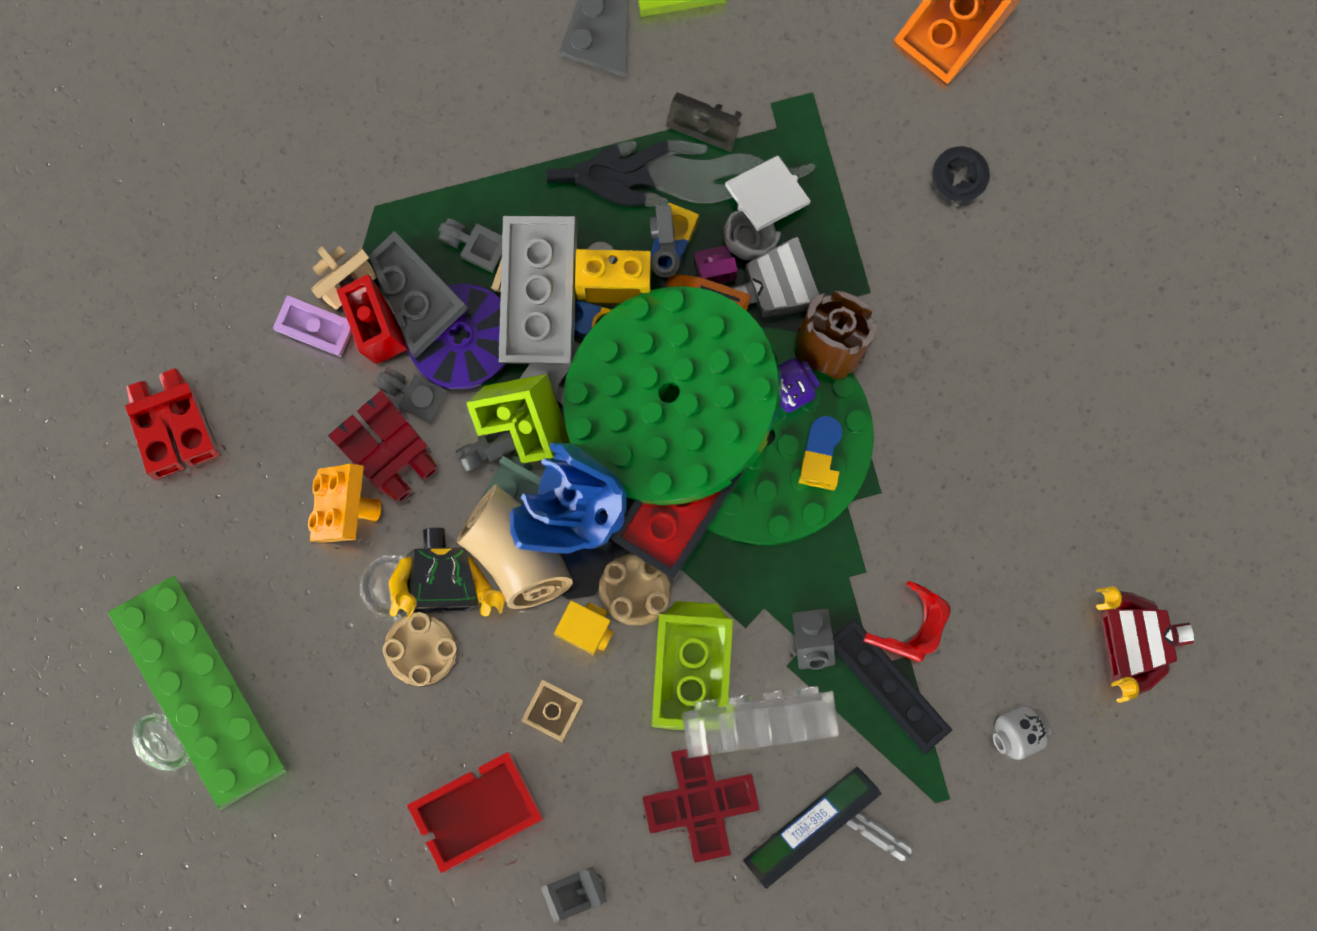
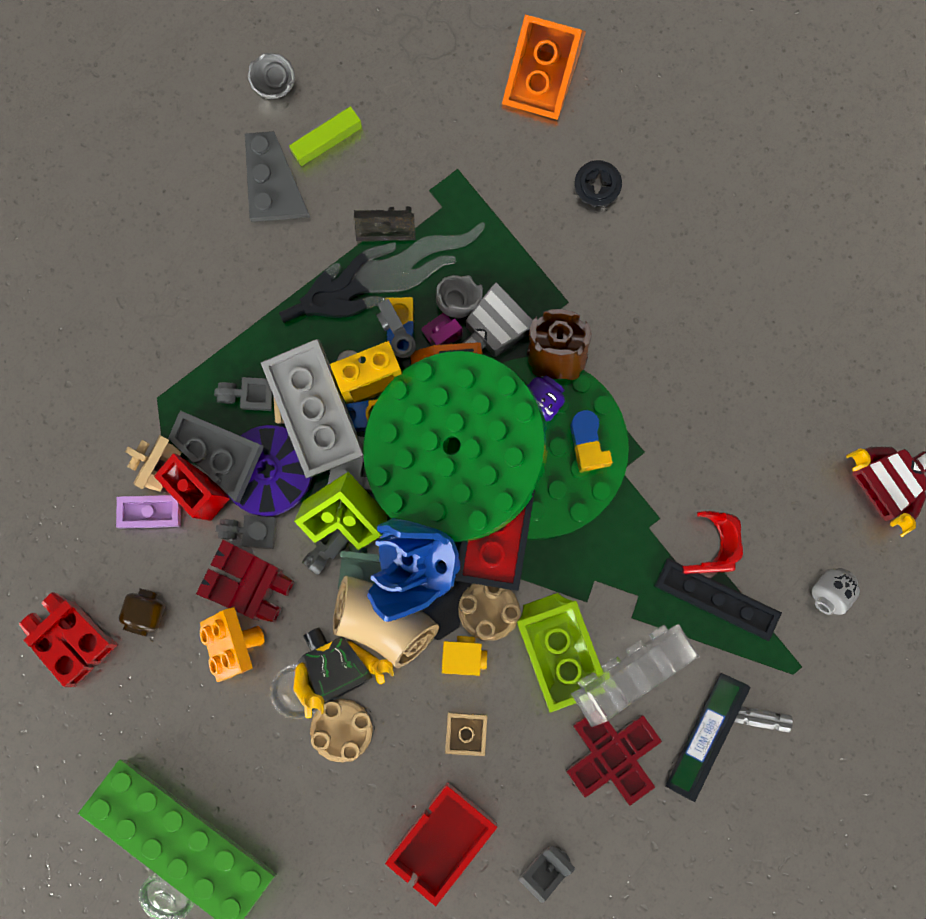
camera: 20 degrees left, 0 degrees up
(261, 430) = (141, 612): none -> dark brown head
(767, 193) = (457, 259): white piece -> none
(813, 639) = (644, 588): dark grey bracket -> none

